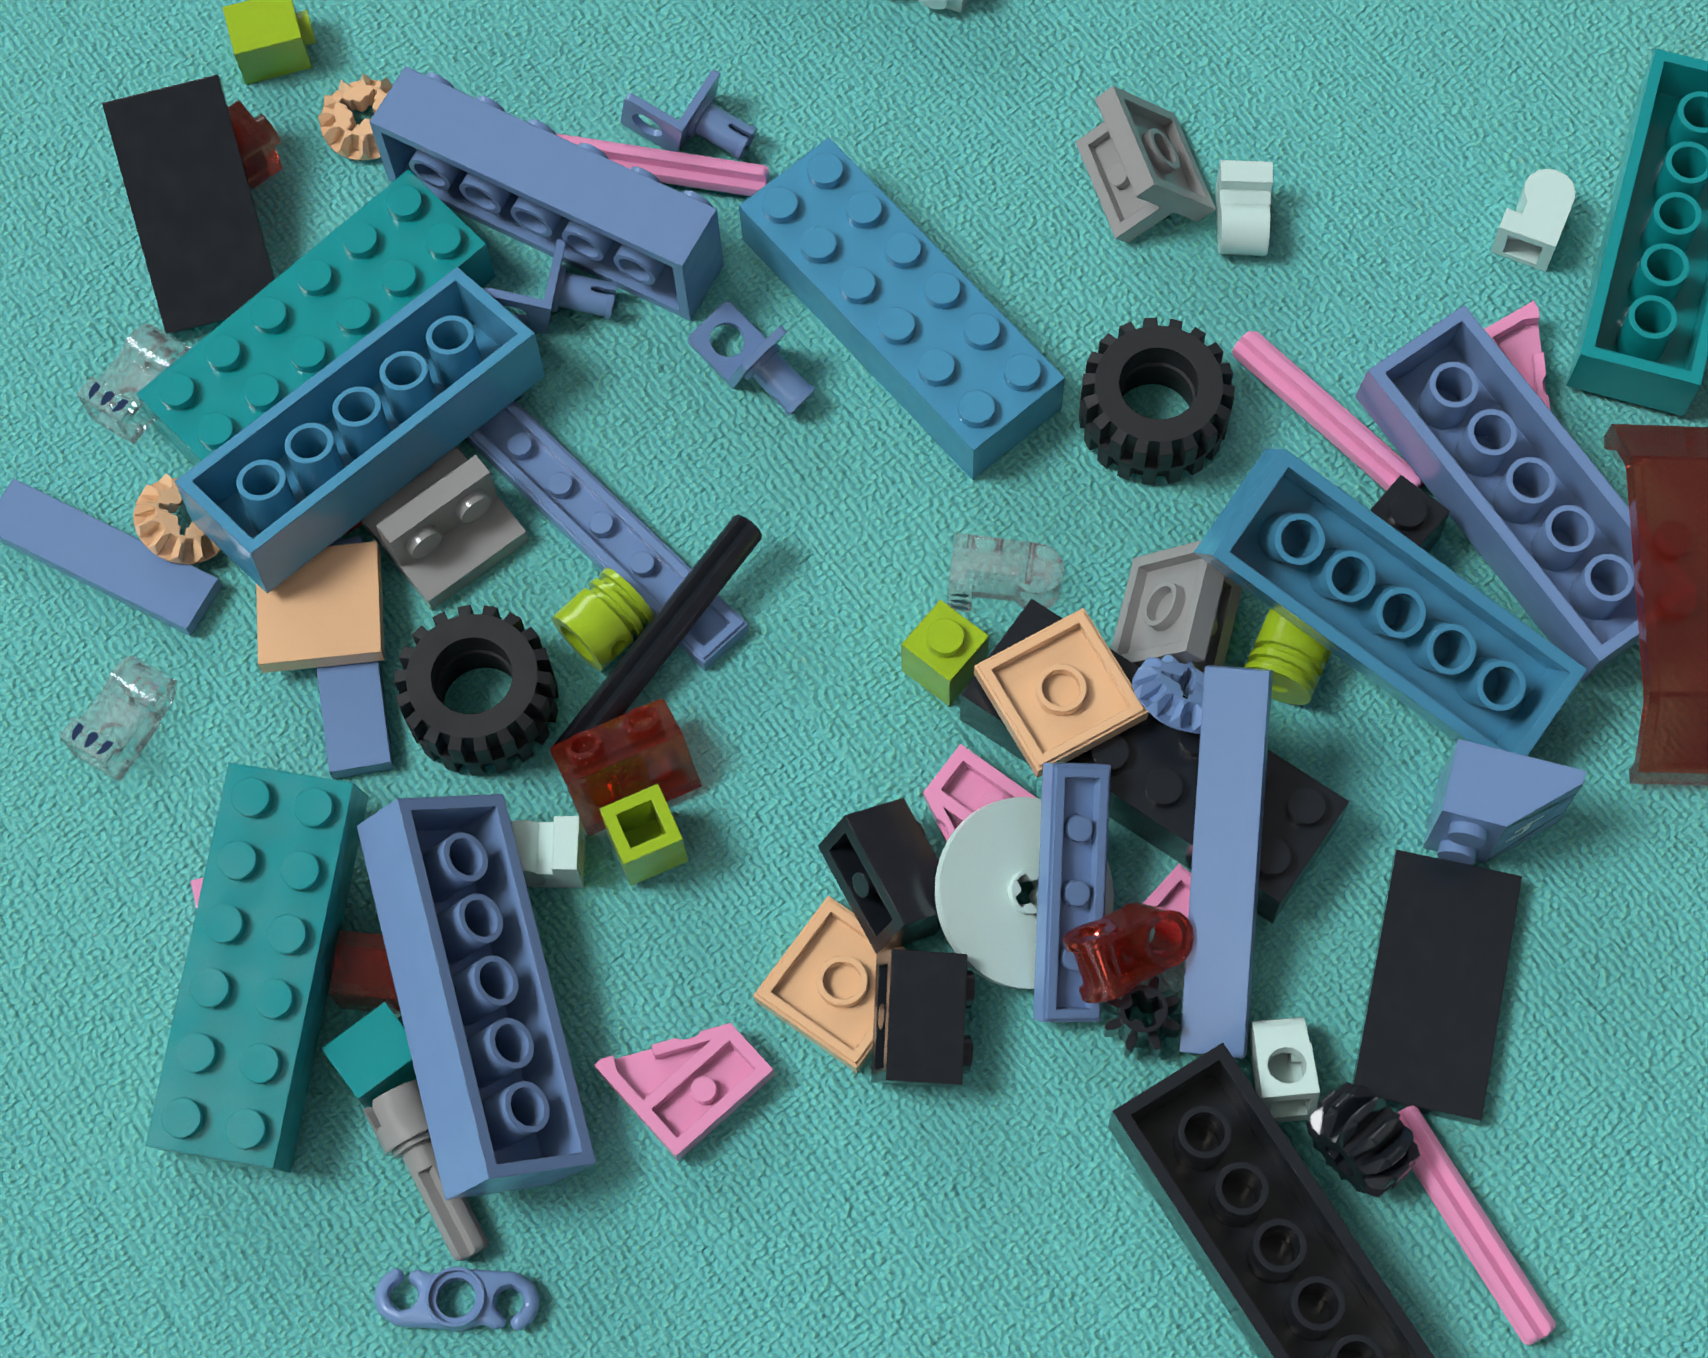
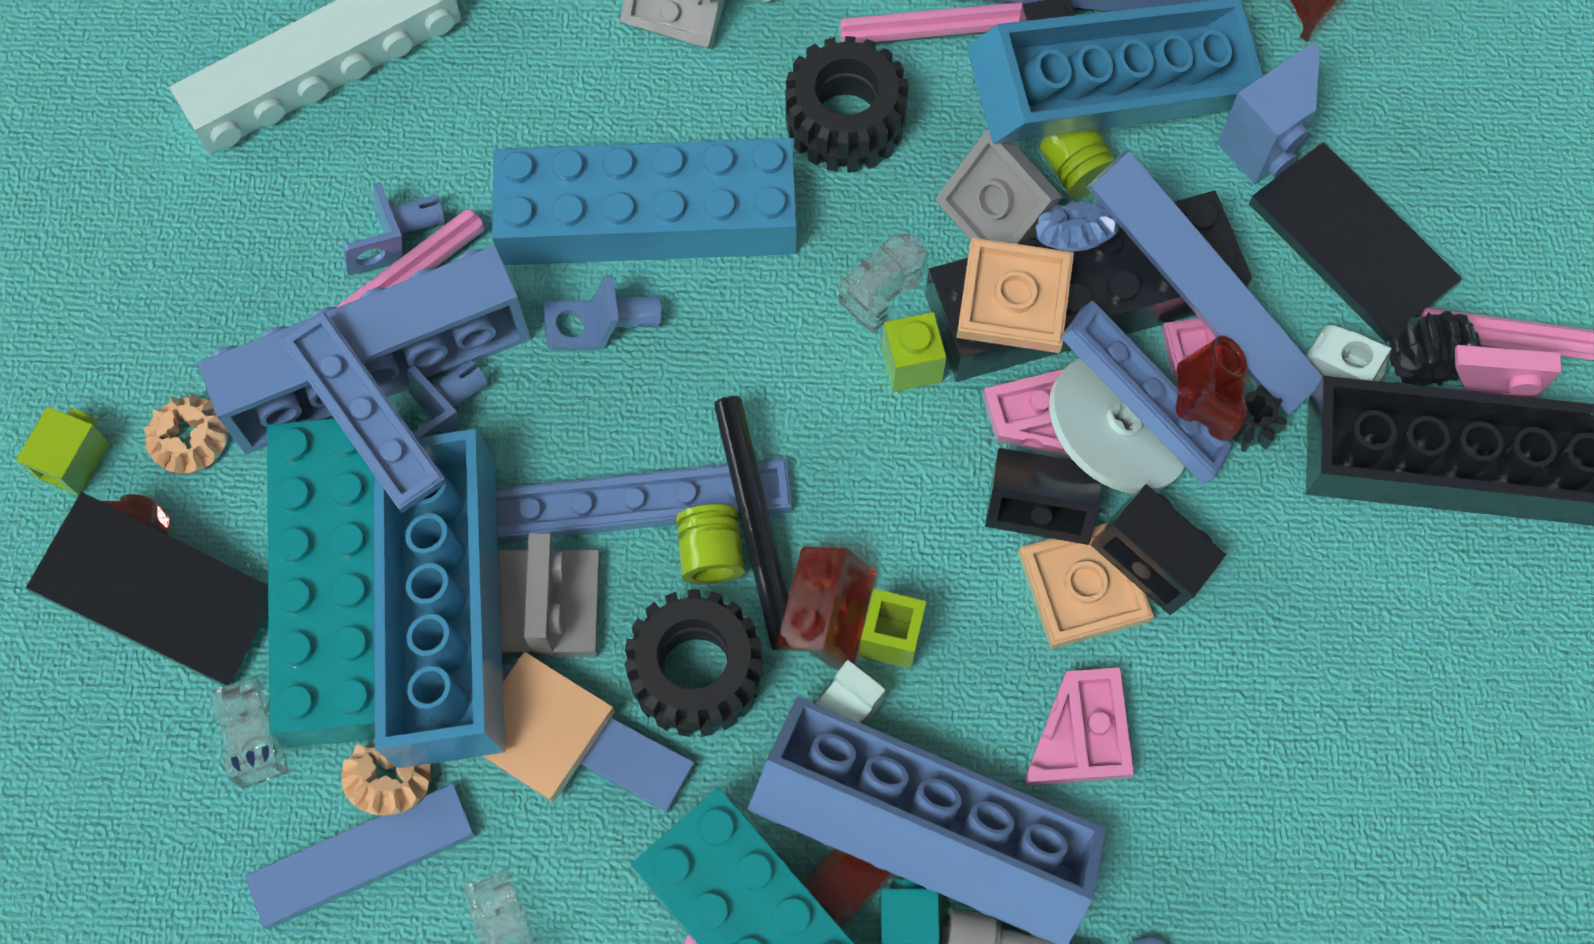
camera: 55 degrees left, 0 degrees up
(467, 229) = (363, 411): none -> medium blue tile
(1375, 1218) = (1506, 370): none -> bright pink wing

